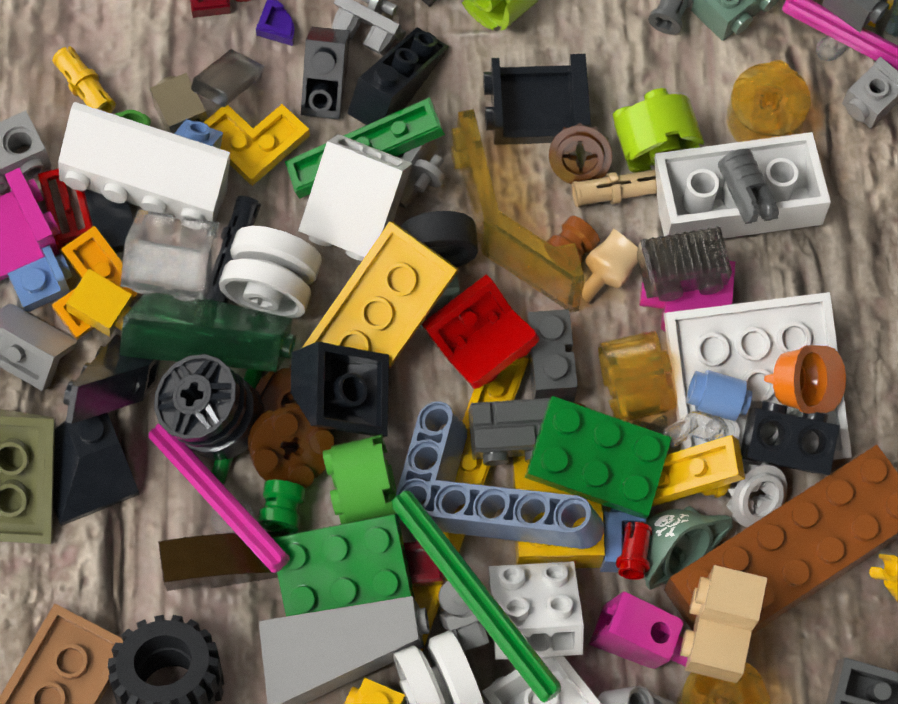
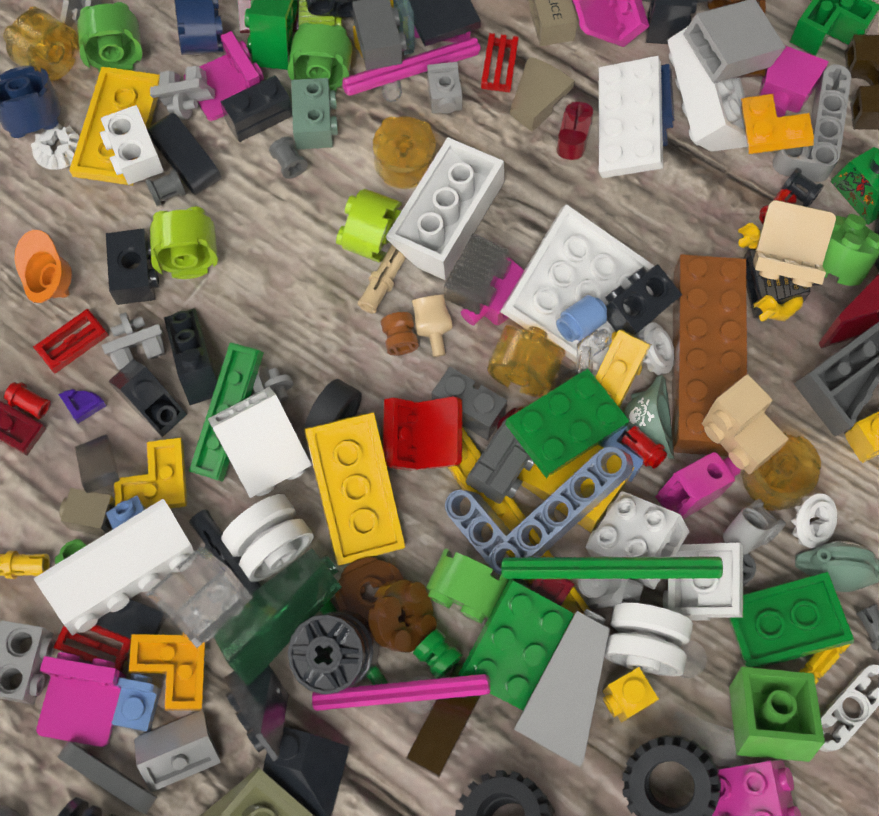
camera: 50 degrees left, 0 degrees up
(99, 303) = (197, 671): yellow brick -> none
(342, 388) = (391, 551): black slope -> none
(536, 101) = (284, 281): black panel -> none
(546, 268) = (366, 372): clear yellow windscreen -> none
(567, 165) = (357, 282): reddish brown gear -> none
(748, 186) = (459, 197): dark grey hinge -> none
(809, 379) = (613, 260): orange piece -> none

